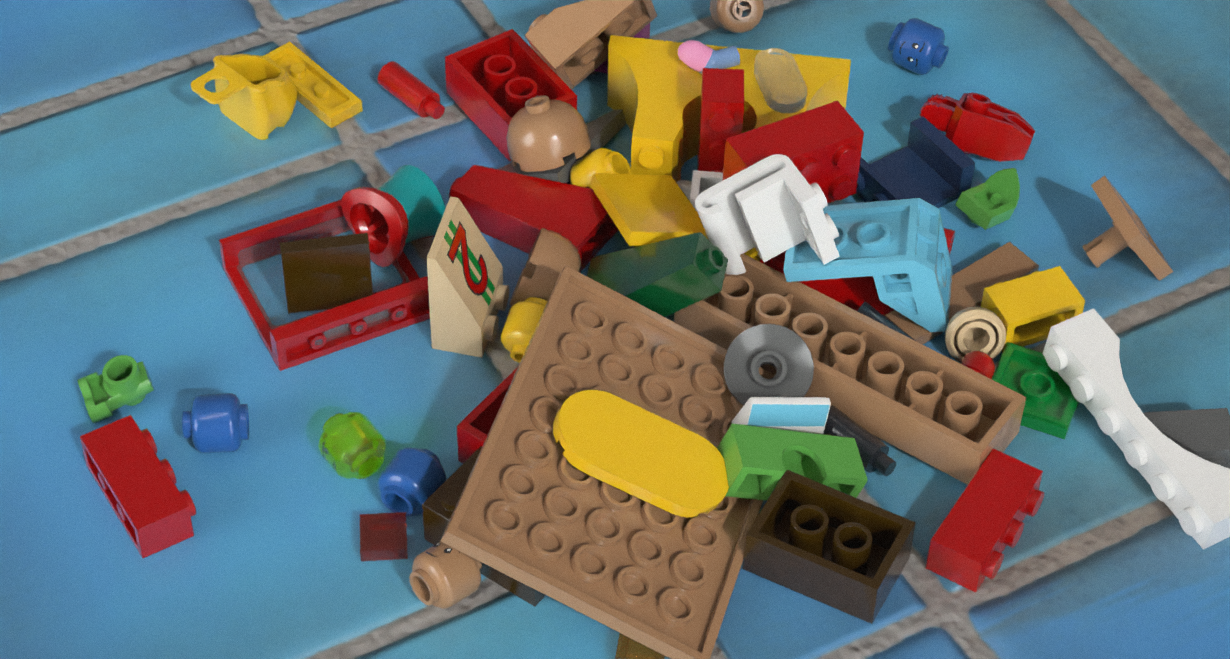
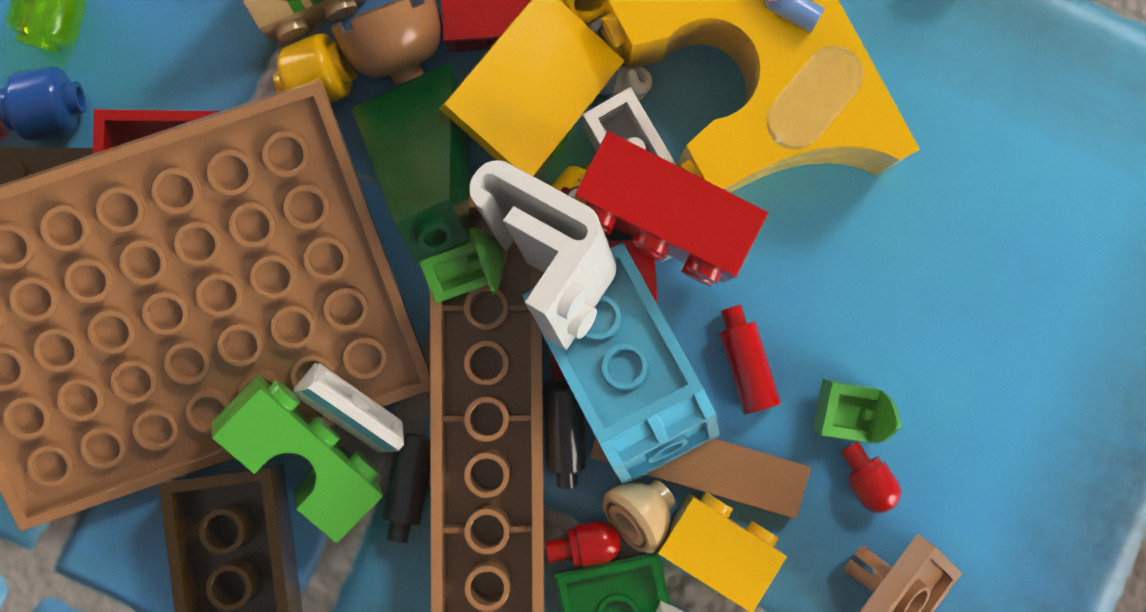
camera: 50 degrees right, 40 degrees up
(641, 453) = (162, 321): yellow tile -> none
(719, 115) = (709, 73): red brick -> none
(742, 285) = (465, 267): none -> bright green plate
(772, 346) = (379, 371): dark grey dish -> none
(918, 46) = (1057, 181): blue head -> none
(924, 169) = (836, 299): dark blue panel -> none
(980, 126) = (963, 331): red hinge -> none
(1040, 220) = (871, 480): none -> red cylinder

